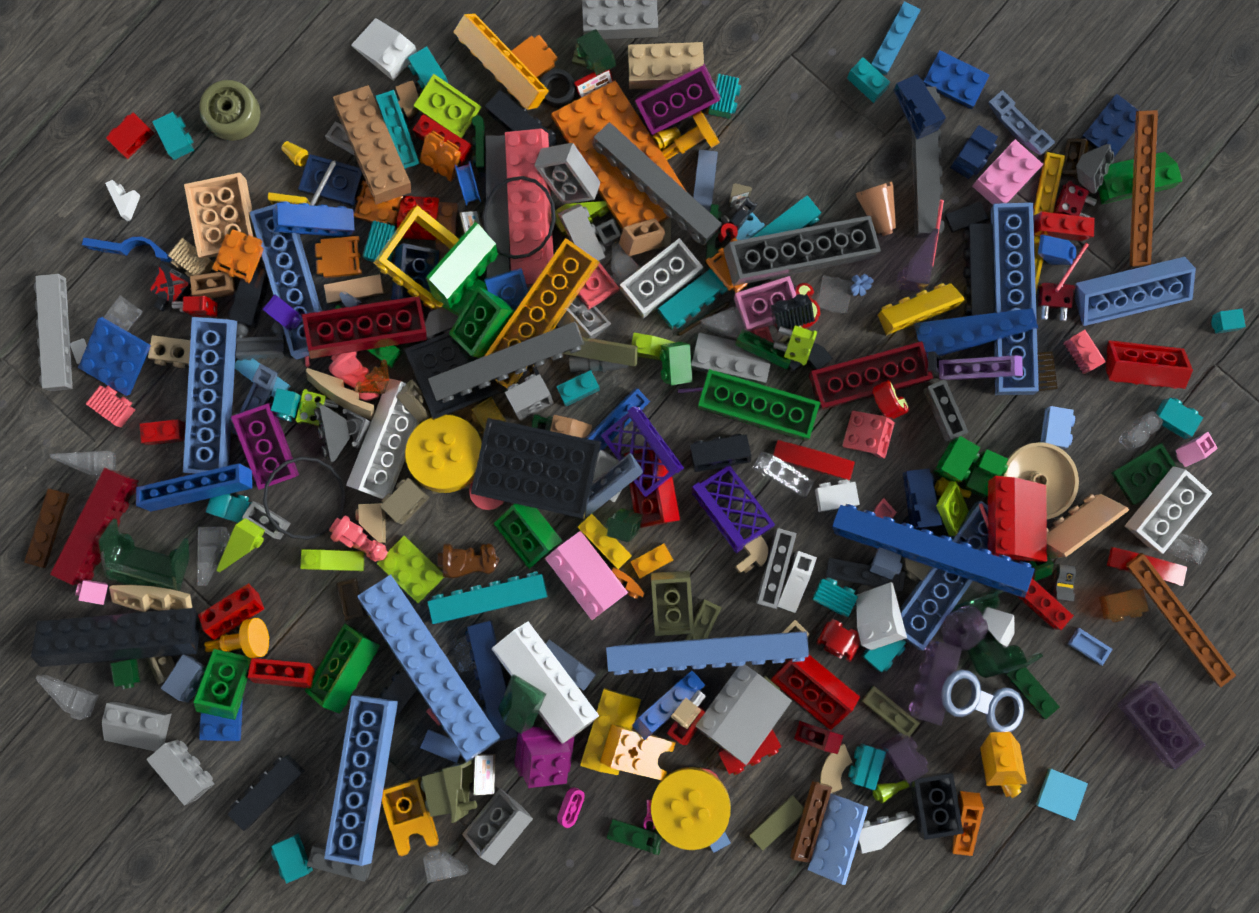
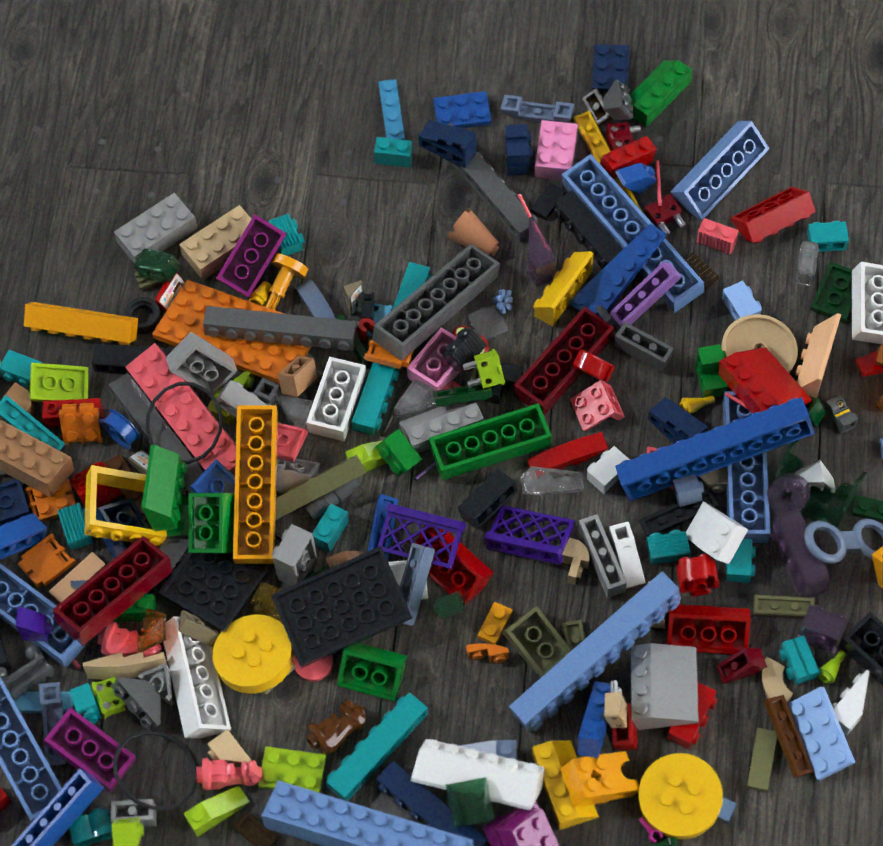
camera: 30 degrees left, 20 degrees down
(404, 501) = (246, 713): dark tan brick -> none
(479, 143) = (104, 393): dark green plate -> none
(507, 361) = (256, 534): dark grey brick -> none
(534, 57) = (106, 302): orange plate -> none
(586, 575) = (448, 667): bright pink slope -> none
(608, 546) = (442, 632): yellow brick -> none
(952, 508) = (706, 411): lime tile -> none
(957, 459) = (682, 375): green brick -> none
(1046, 606) = (837, 439): red brick -> none
(1143, 187) = (667, 91): dark orange plate -> none
(1196, 449) = (860, 249): bright pink slope -> none
(1228, 321) = (808, 144): teal brick -> none

